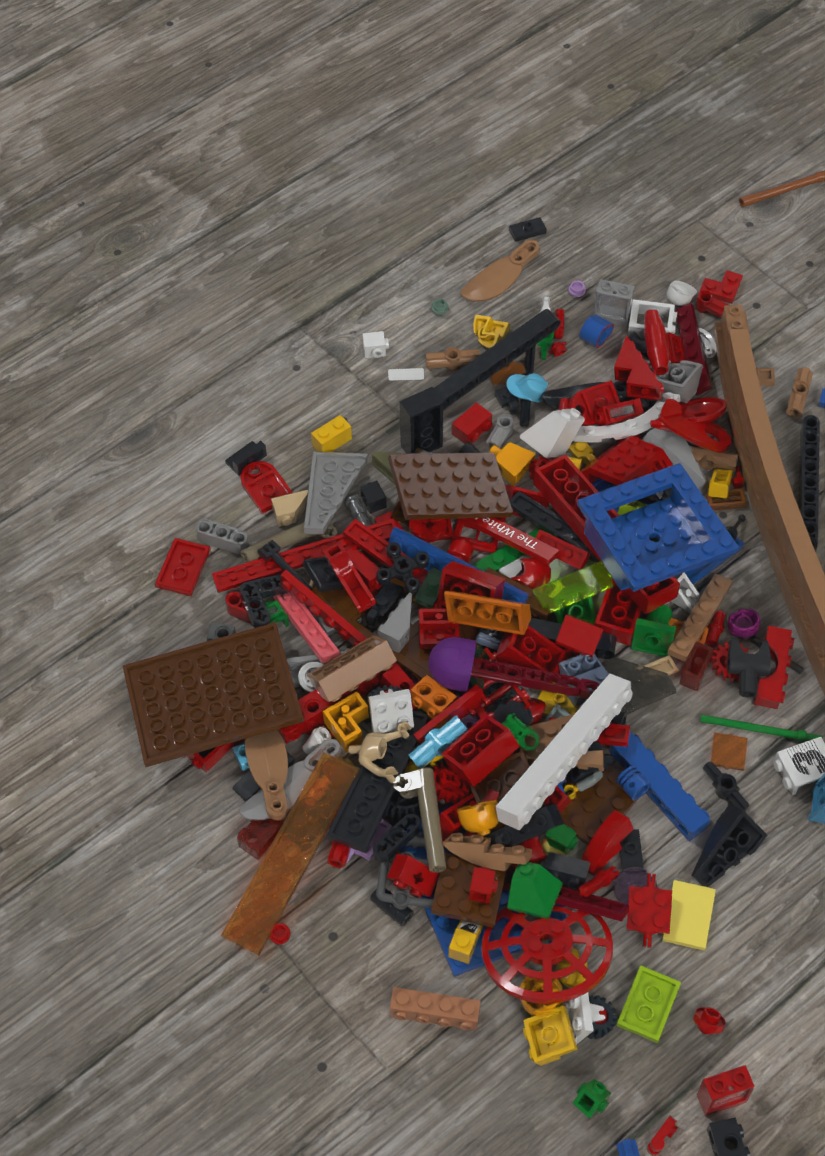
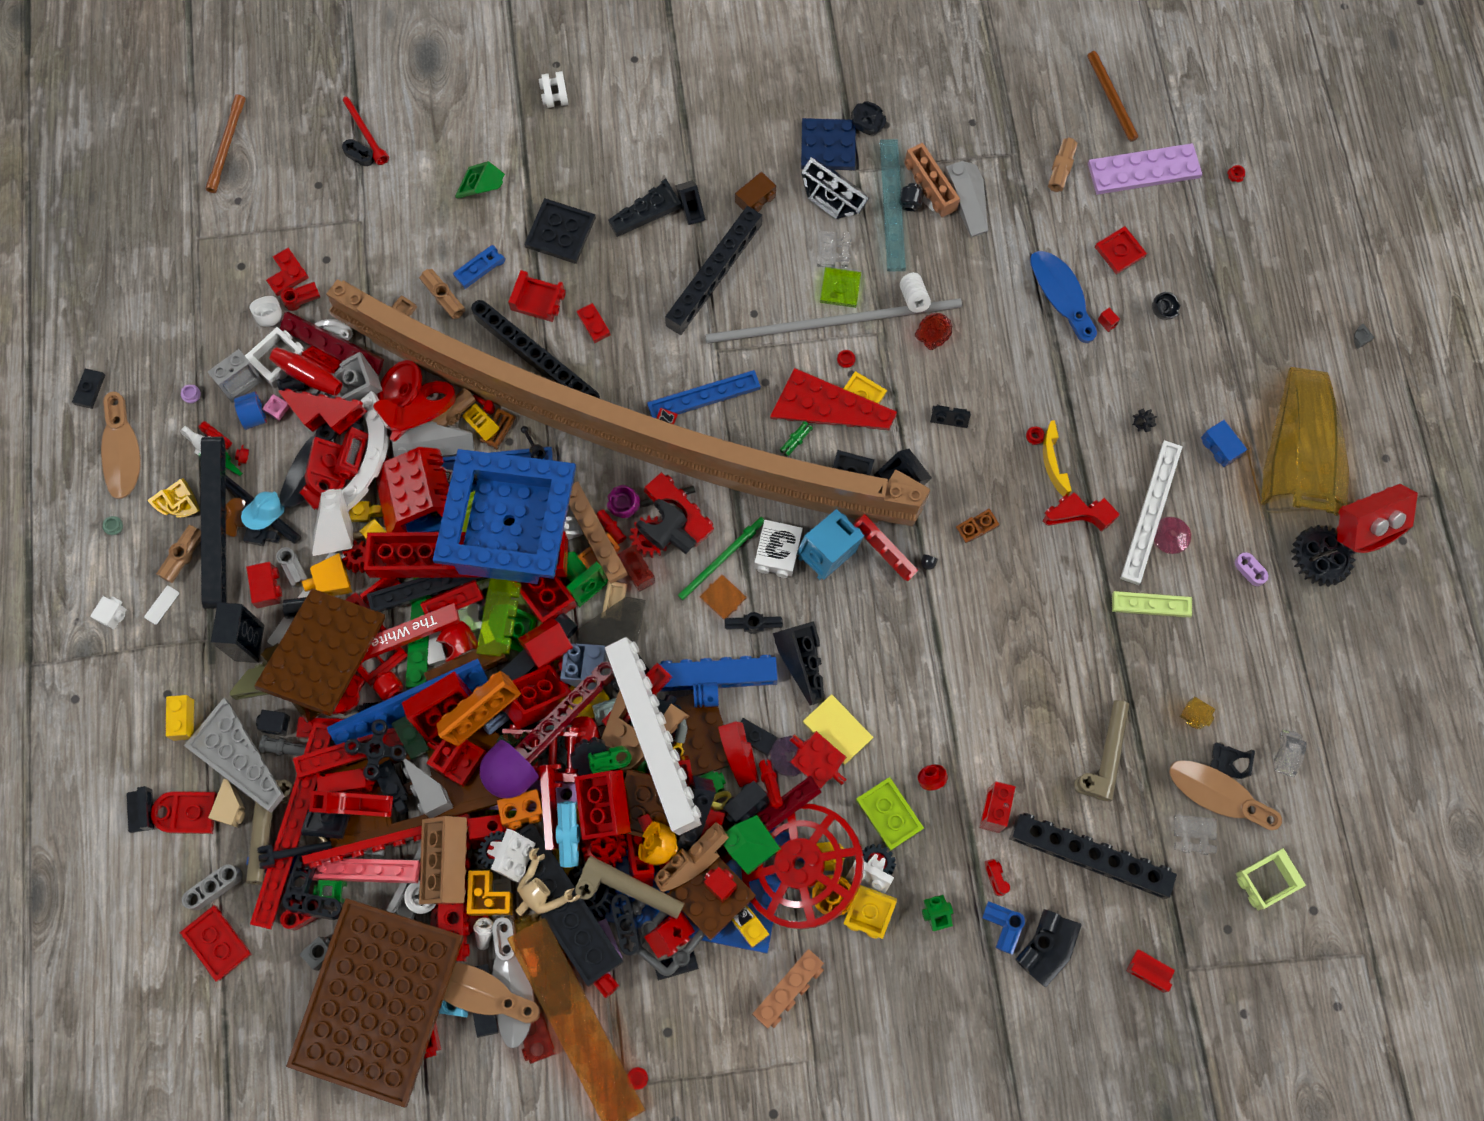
camera: 60 degrees left, 15 degrees up
(612, 345) = (276, 407): none -> bright pink plate

